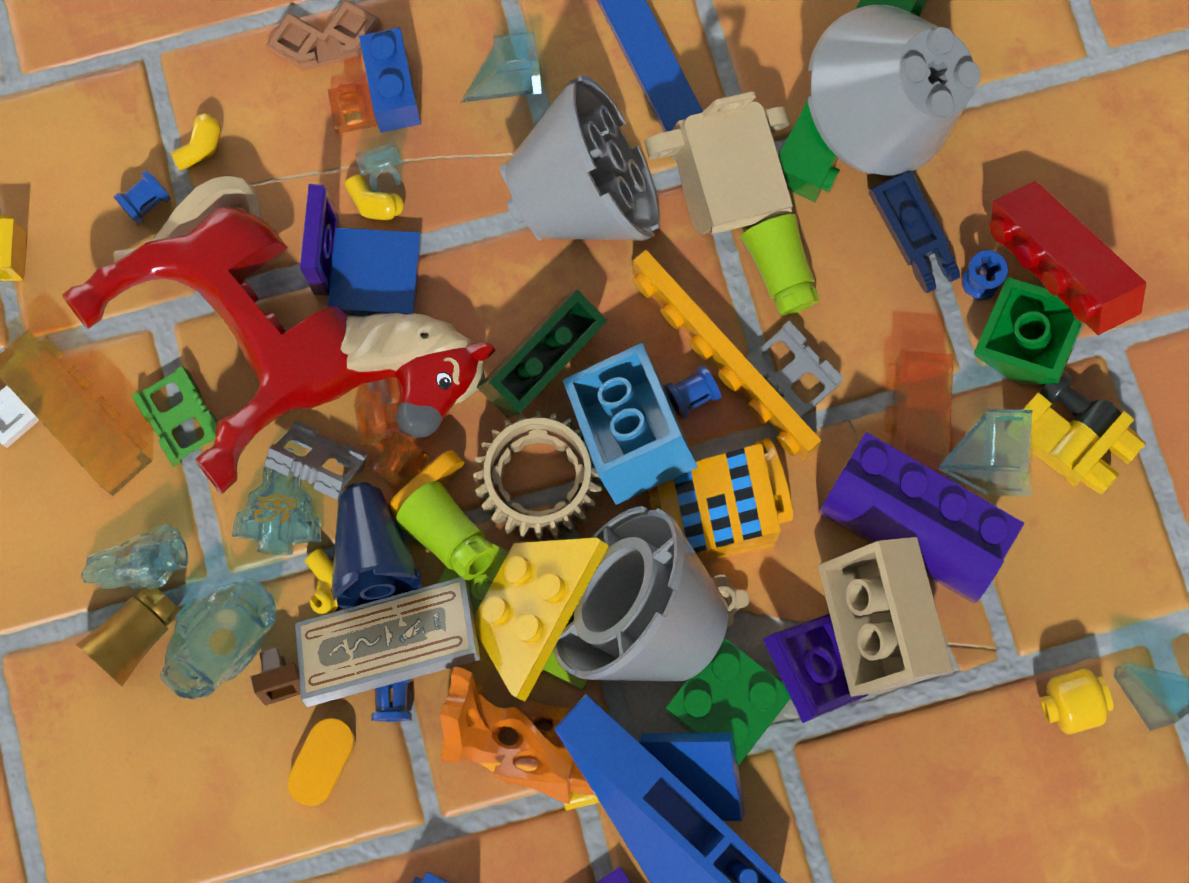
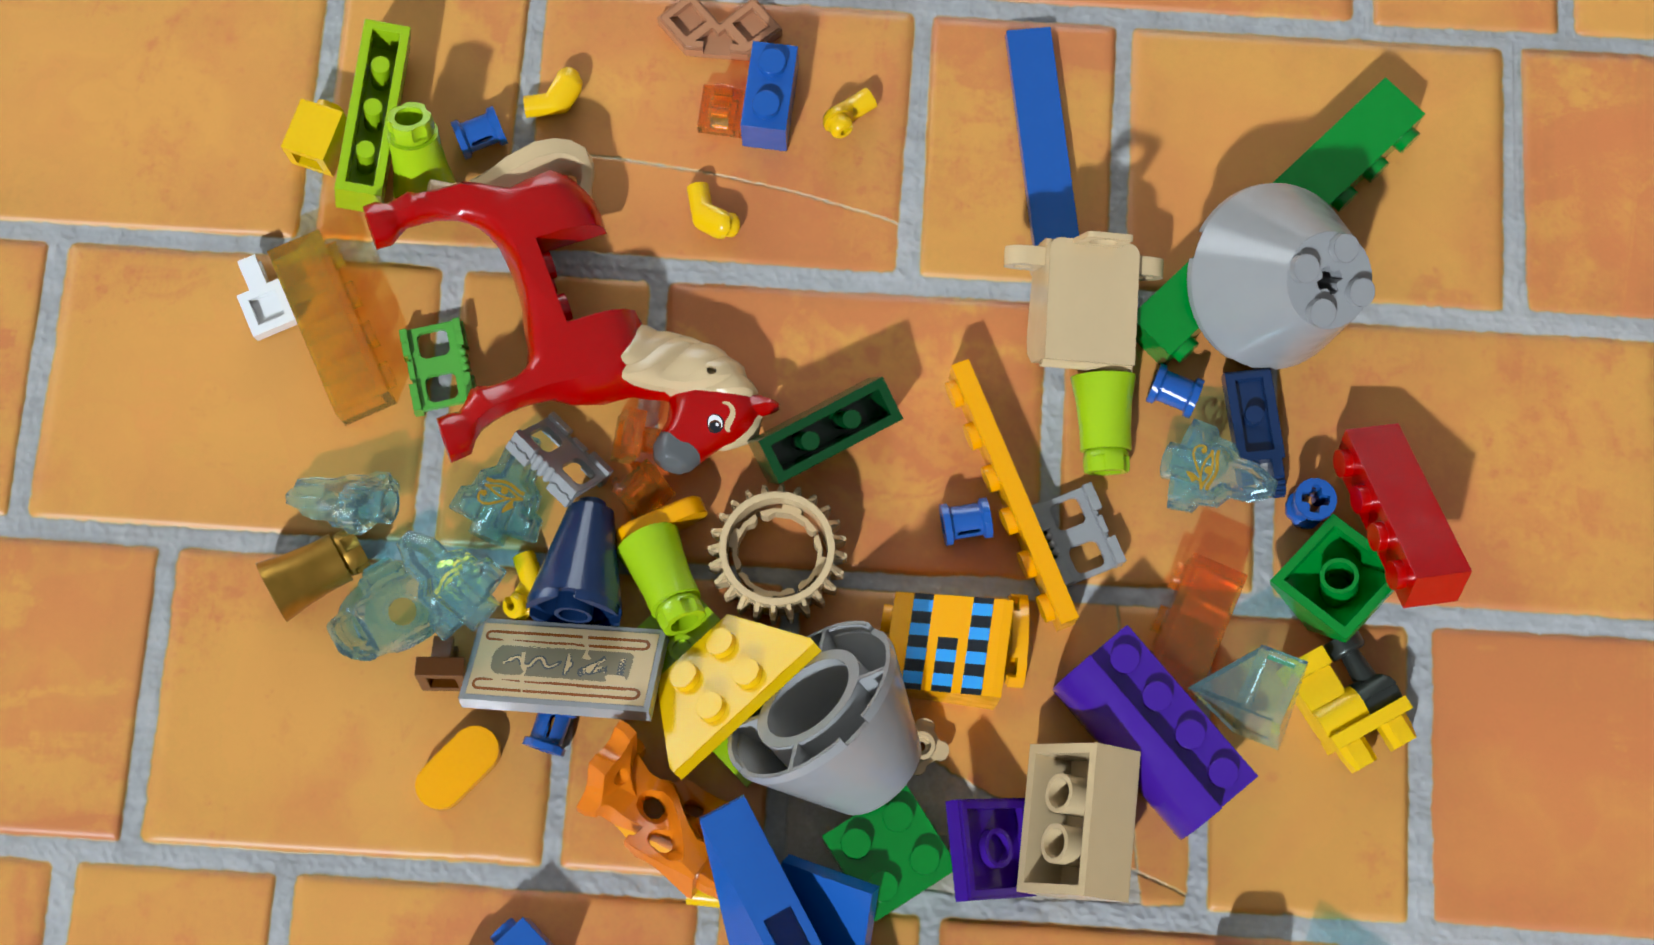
camera: 15 degrees right, 0 degrees up
(41, 213) = (375, 91): none -> lime brick
(91, 229) = (415, 149): none -> lime plant
(259, 600) = (451, 583): none -> clear light blue rock
(318, 239) = (639, 236): dark purple tile -> none
(374, 271) = (686, 287): blue tile -> none
(379, 160) = (730, 174): clear light blue tile -> none
(458, 78) = (840, 117): none -> yellow arm
(508, 69) = (896, 125): clear light blue slope -> none
(580, 173) = (931, 258): light grey cone -> none
(629, 424) = (886, 533): dark azure brick -> none
(833, 217) = (1175, 390): none -> blue bush
(889, 276) = (1211, 471): none -> clear light blue rock

